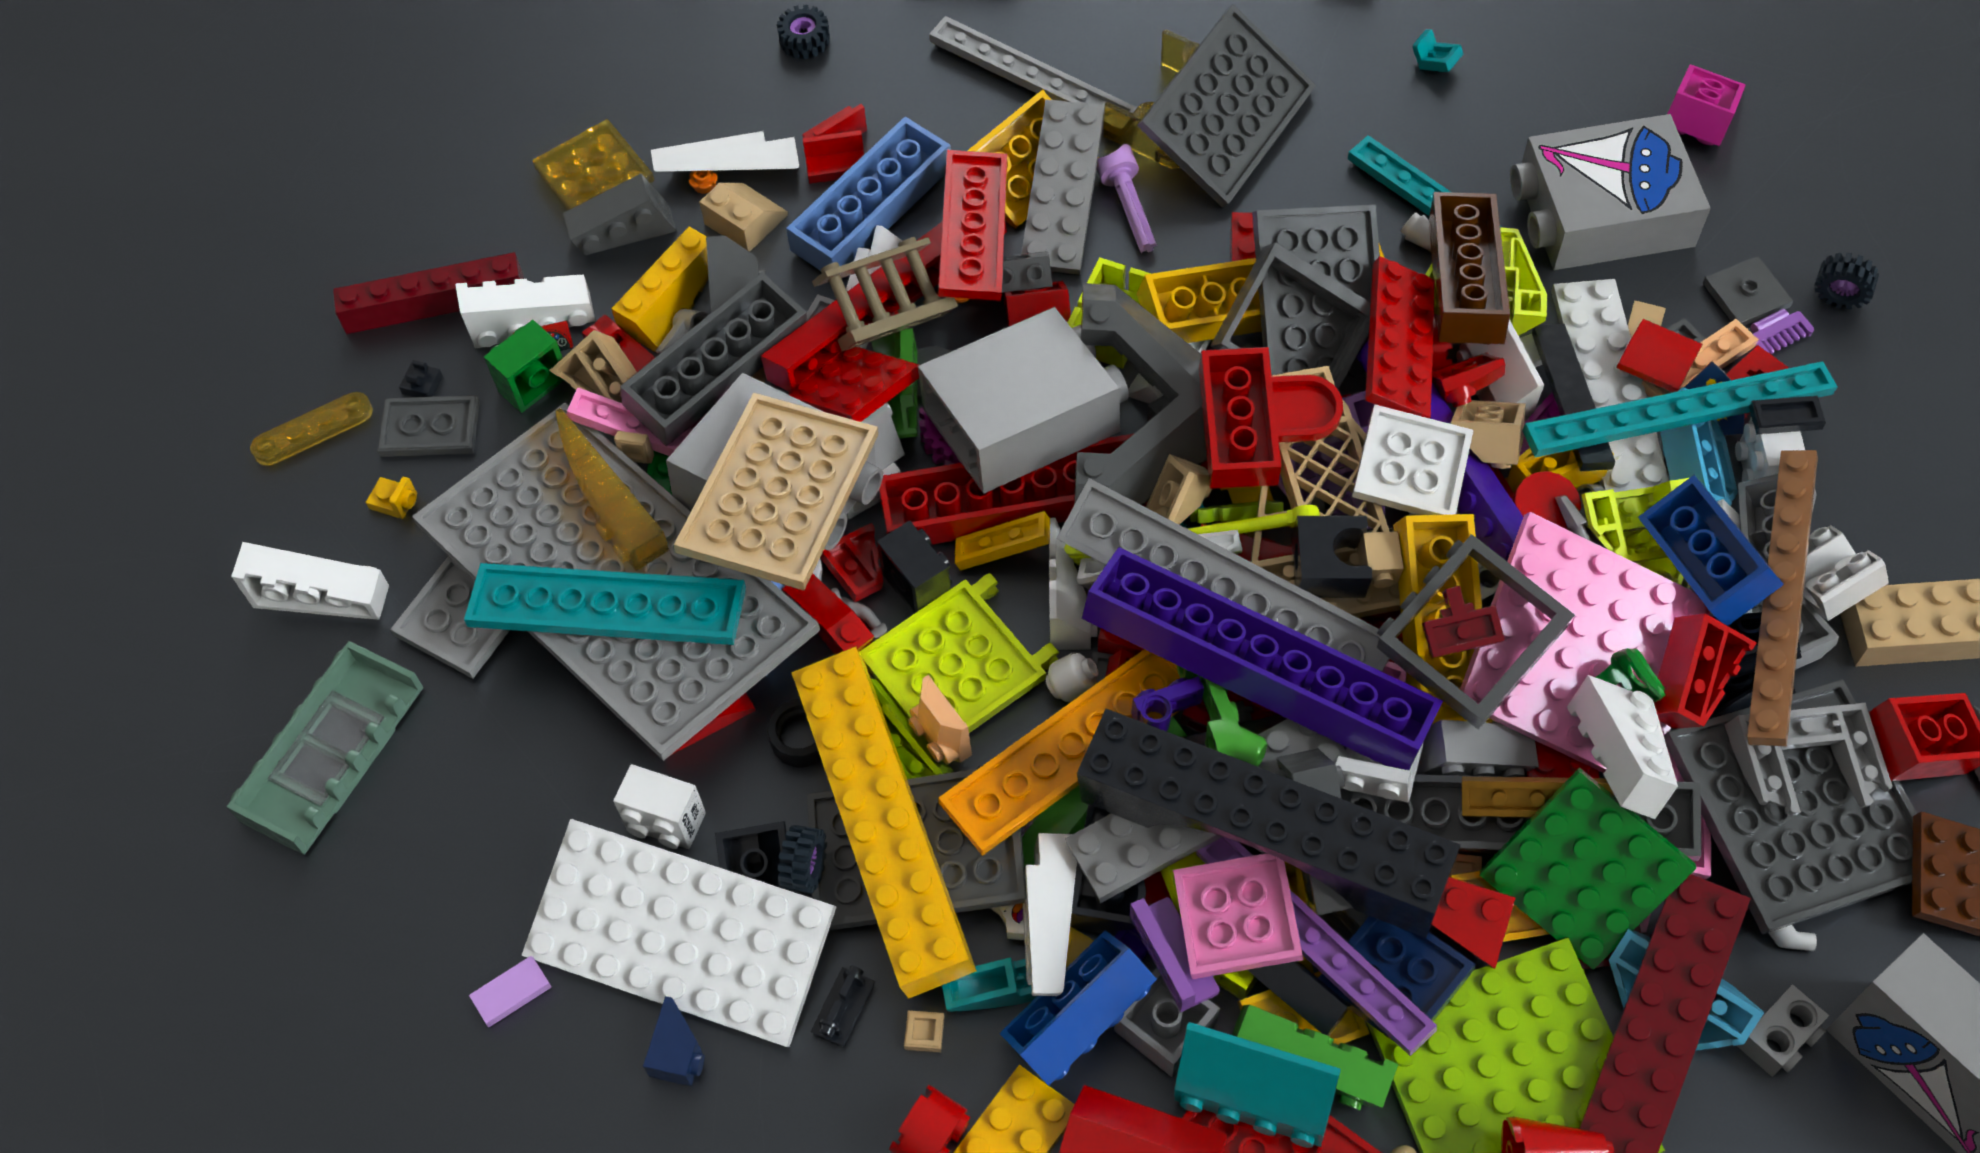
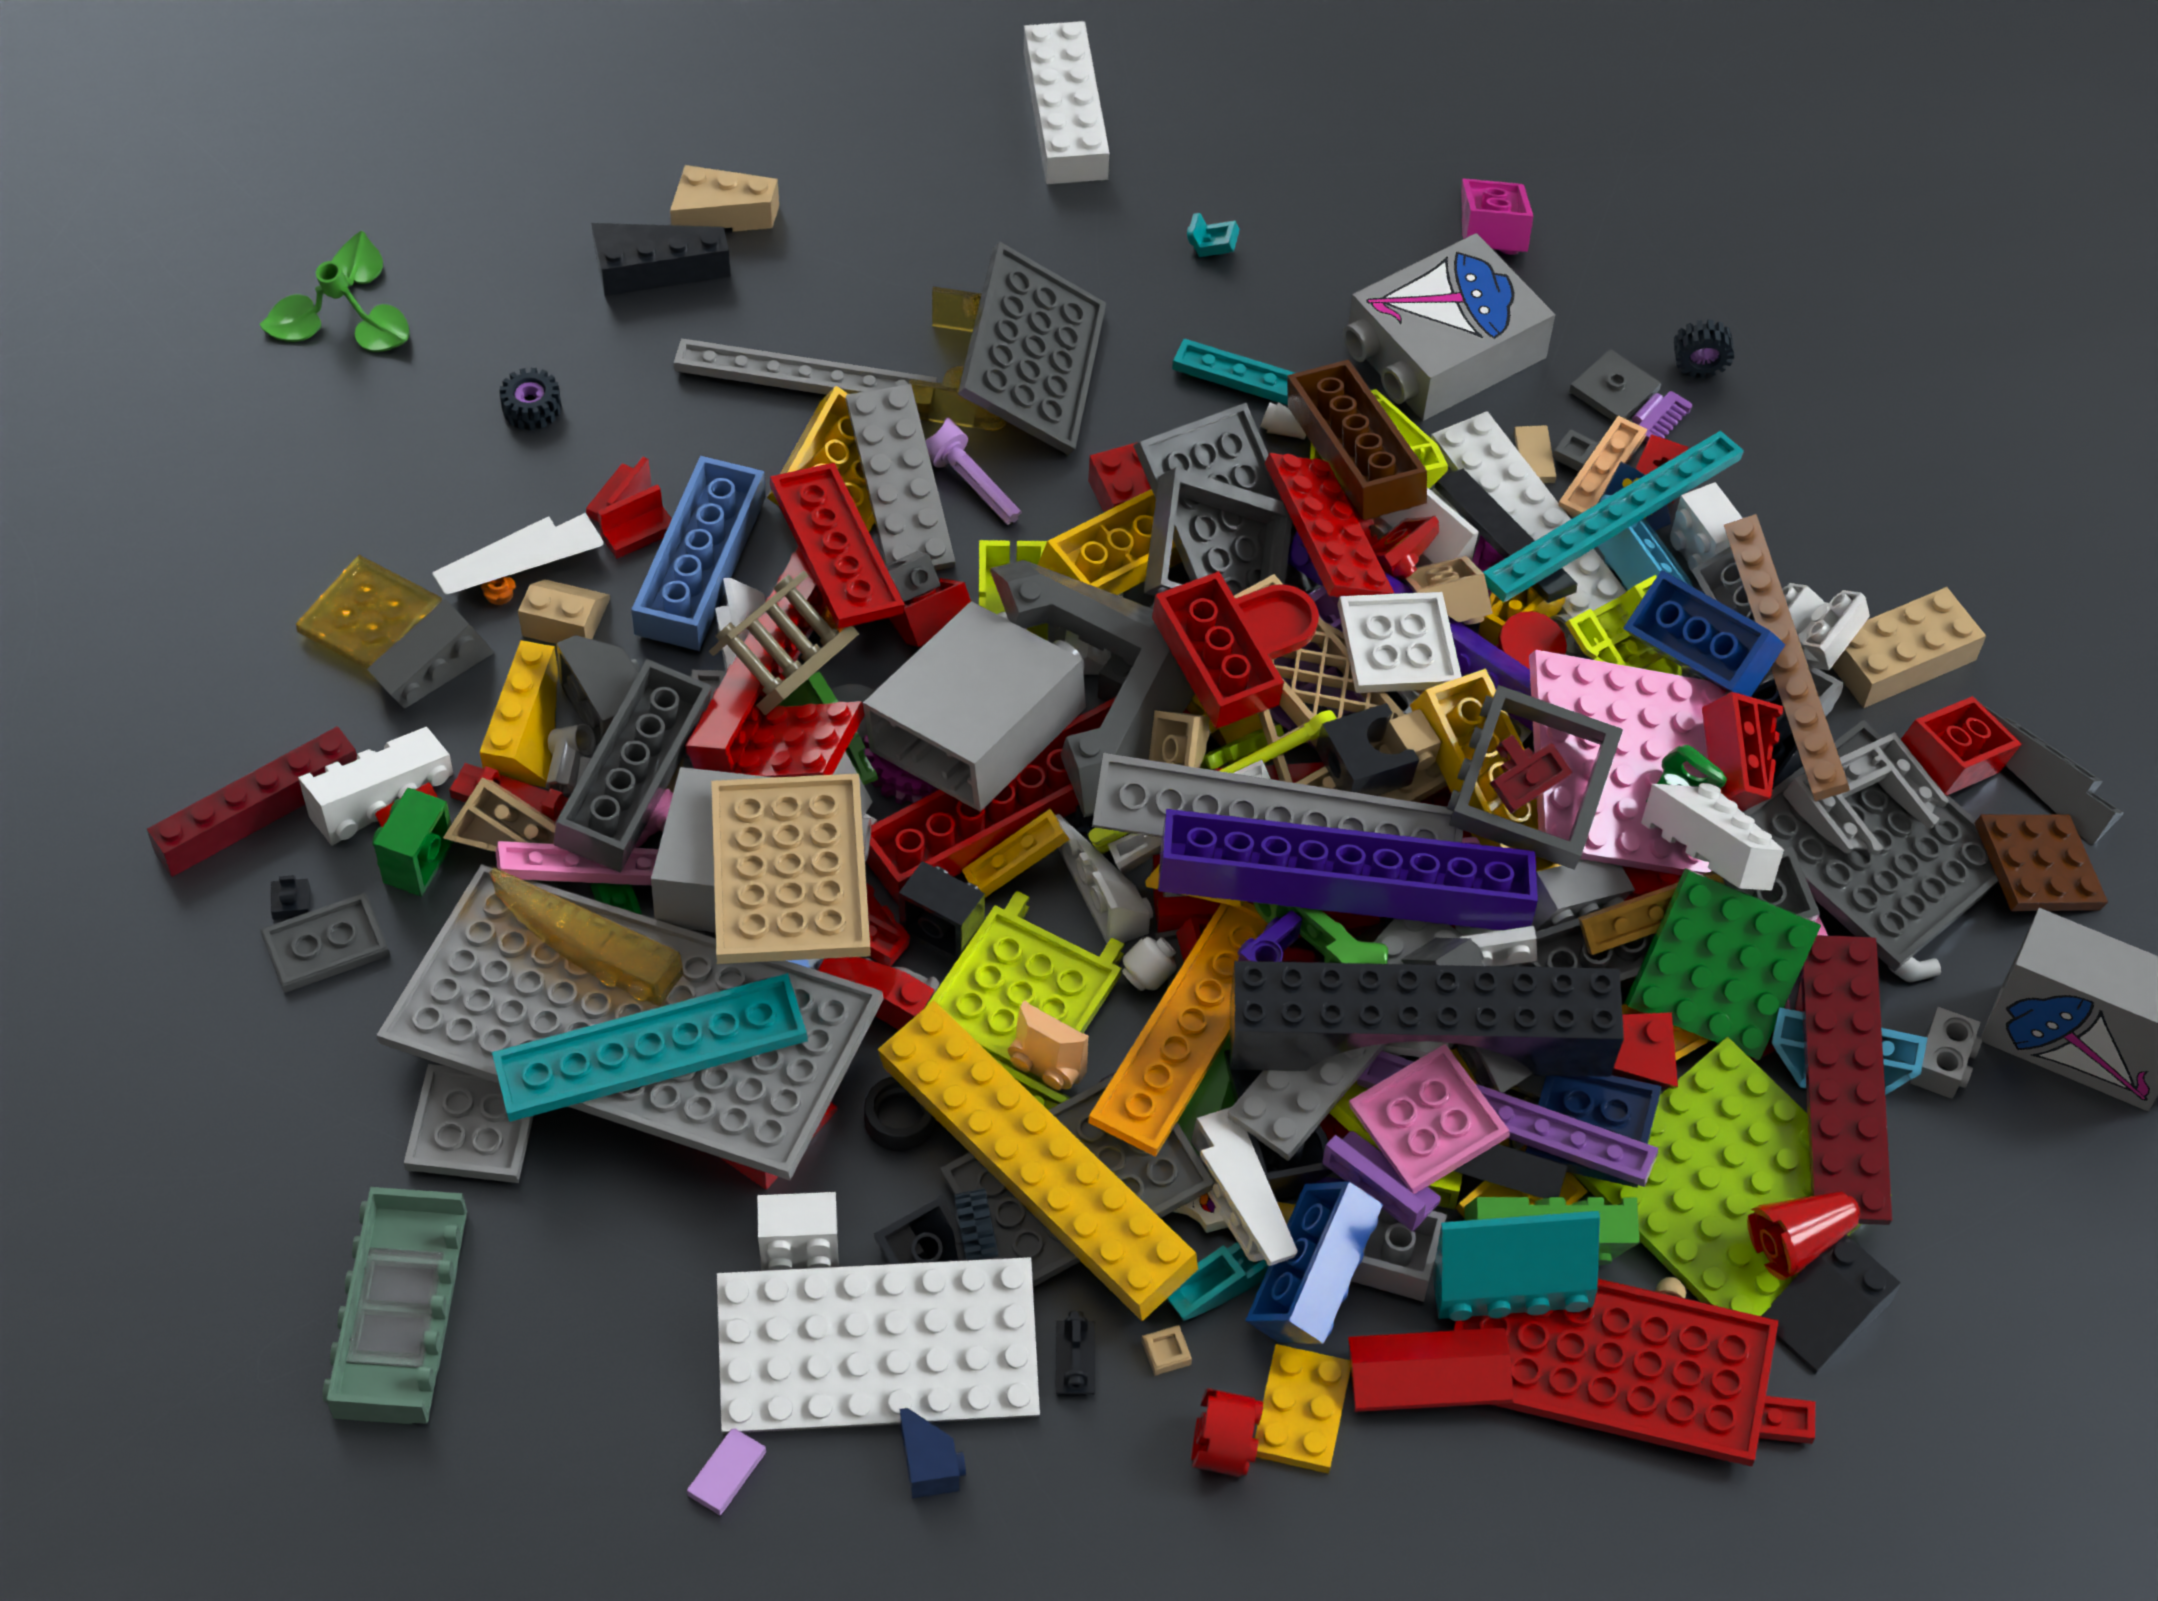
camera: 30 degrees left, 5 degrees down
(308, 583) = (288, 1146): white wedge -> none
(311, 428) = (189, 988): clear yellow plate -> none
(392, 497) = (326, 1029): yellow bracket -> none
(635, 446) = (584, 882): tan tile -> none
(1572, 516) = (1559, 644): light grey bar -> none
(1659, 356) = (1566, 472): red slope -> none
(1787, 415) = (1712, 490): black tile -> none

